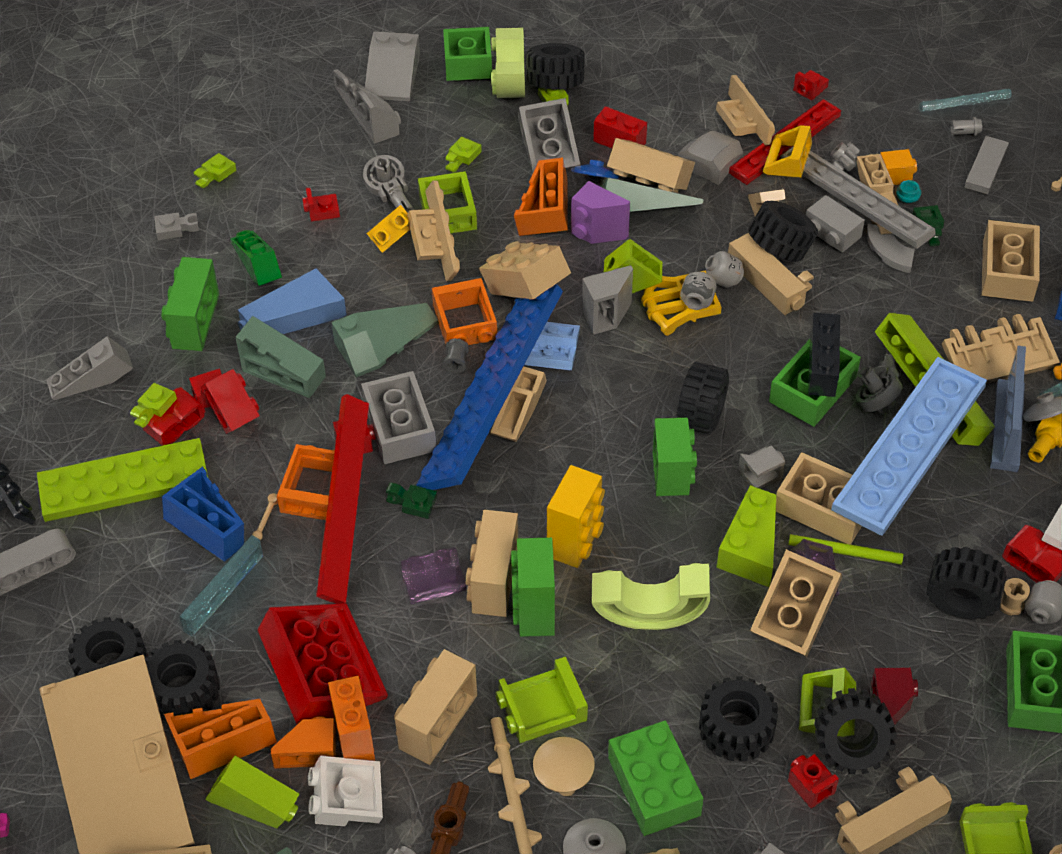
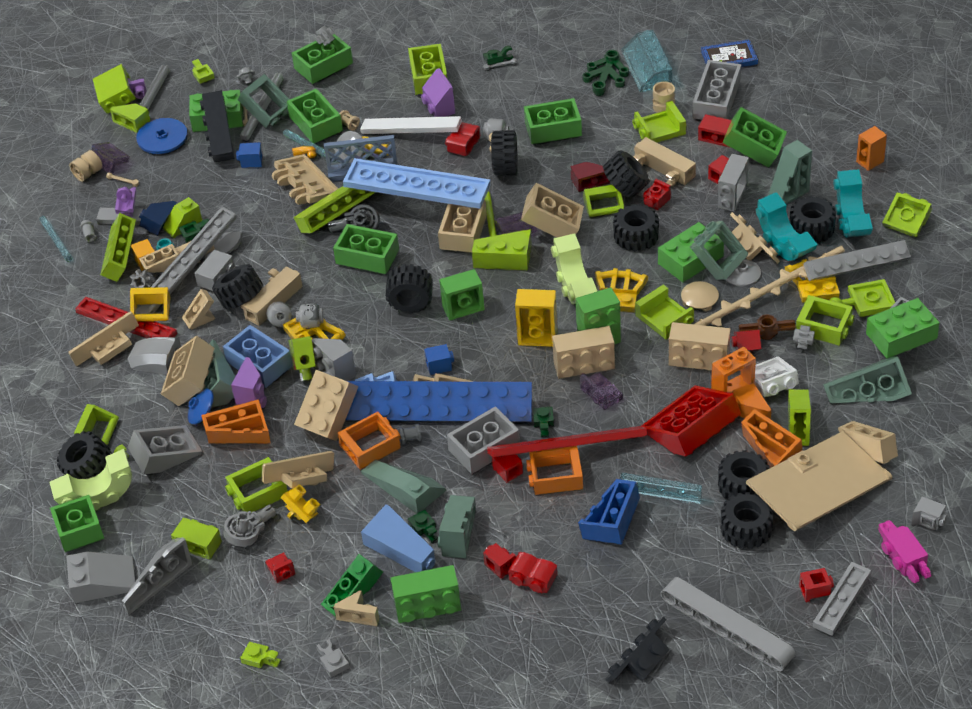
camera: 105 degrees left, 5 degrees down
(92, 369) = (511, 643): light grey slope -> none
(117, 479) = (598, 585): lime plate -> none
(154, 401) = (533, 573): lime plate -> none
(218, 249) = (352, 610): none -> tan slope
(230, 400) = (511, 533): red brick -> none
(272, 500) = (575, 495): tan hinge -> none
(312, 338) = (423, 524): none -> dark green plate
(400, 140) = (200, 538): none -> lime brick
(428, 782) = (749, 339): none -> red brick
(462, 152) = (190, 499): lime plate -> none
(571, 412) = (438, 359): none -> blue brick
(598, 815) = (737, 251): none -> sand green window
(606, 651) = (626, 296): none -> yellow plate
(615, 82) = (94, 413): none -> lime tile
(615, 124) = (146, 406): red brick -> none
(661, 229) = (266, 354): none -> medium blue brick
(762, 466) = (444, 260): light grey window -> none
(810, 84) = (58, 319): red bracket -> none
(824, 354) = (359, 230): black brick -> none
(920, 141) = (118, 247): none -> lime brick
(960, 216) = (182, 214): none -> lime slope
(963, 186) = (155, 216): none -> dark blue slope
(998, 154) = (125, 201): none -> medium lavender hips
(1010, 260) = (225, 182): tan brick -> none

